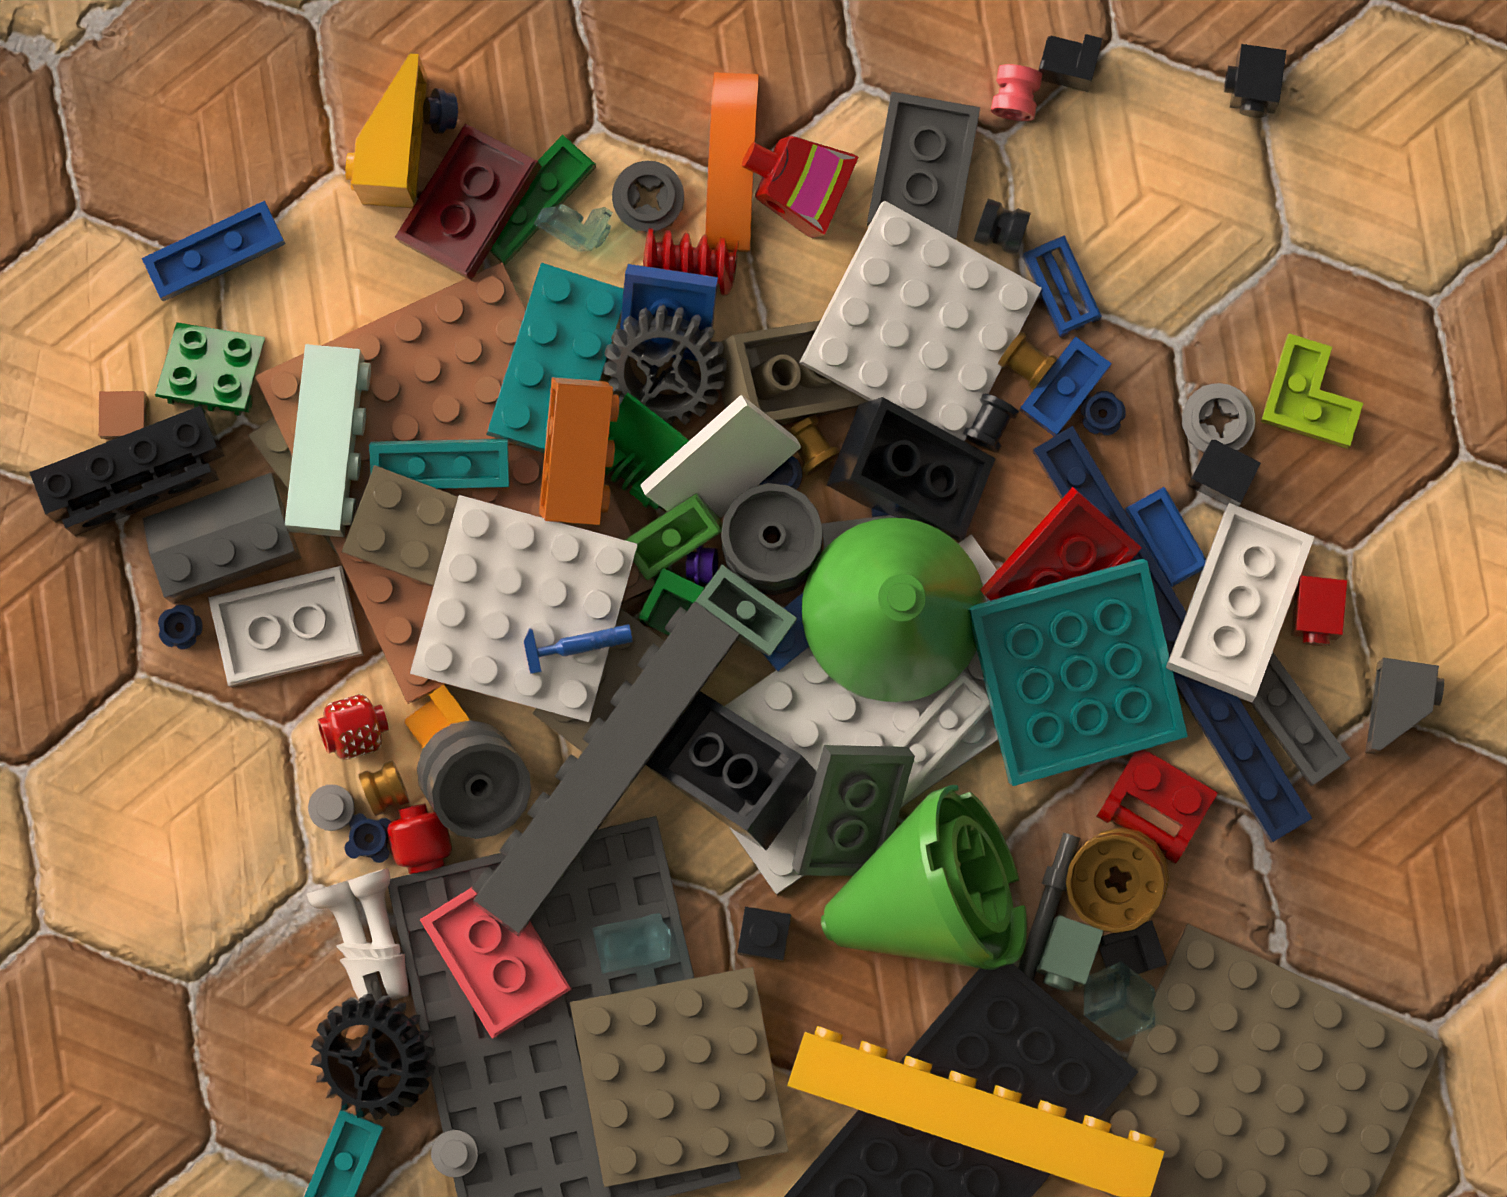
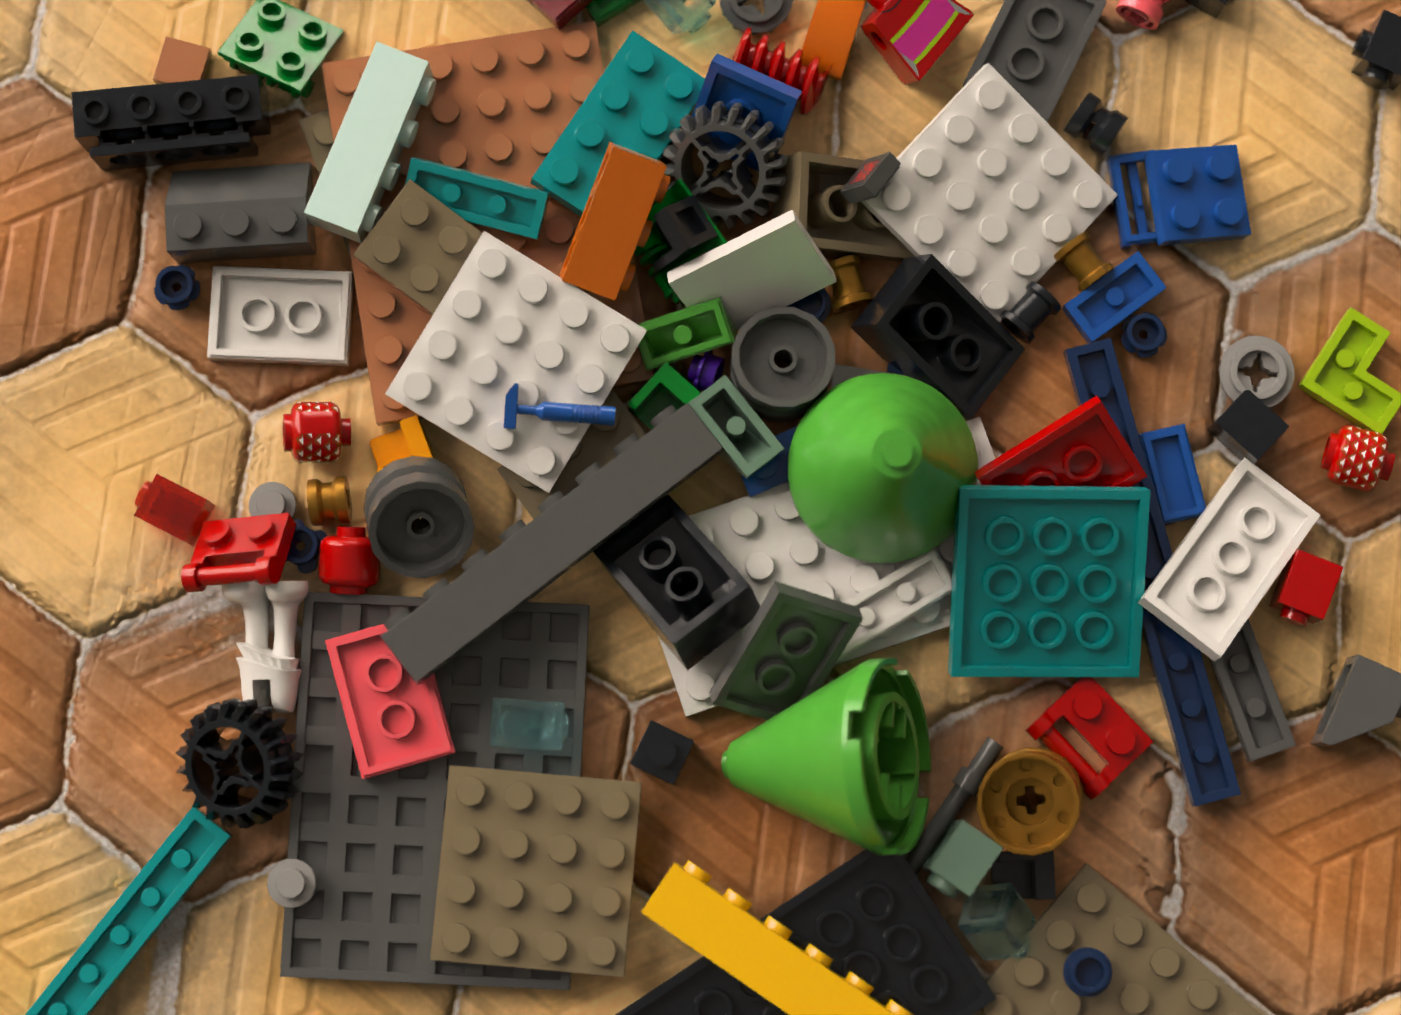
camera: 10 degrees right, 0 degrees up
(239, 837) = (173, 509): none -> clear red brick
(315, 859) = (240, 551): none -> red plate
(645, 440) = (683, 230): none -> black panel
(805, 341) = (870, 178): none -> dark grey tile
(1116, 267) = (1197, 194): none -> blue plate
(1215, 1023) = (1087, 971): none -> dark blue plate
(1333, 474) = (1357, 458): none -> red head

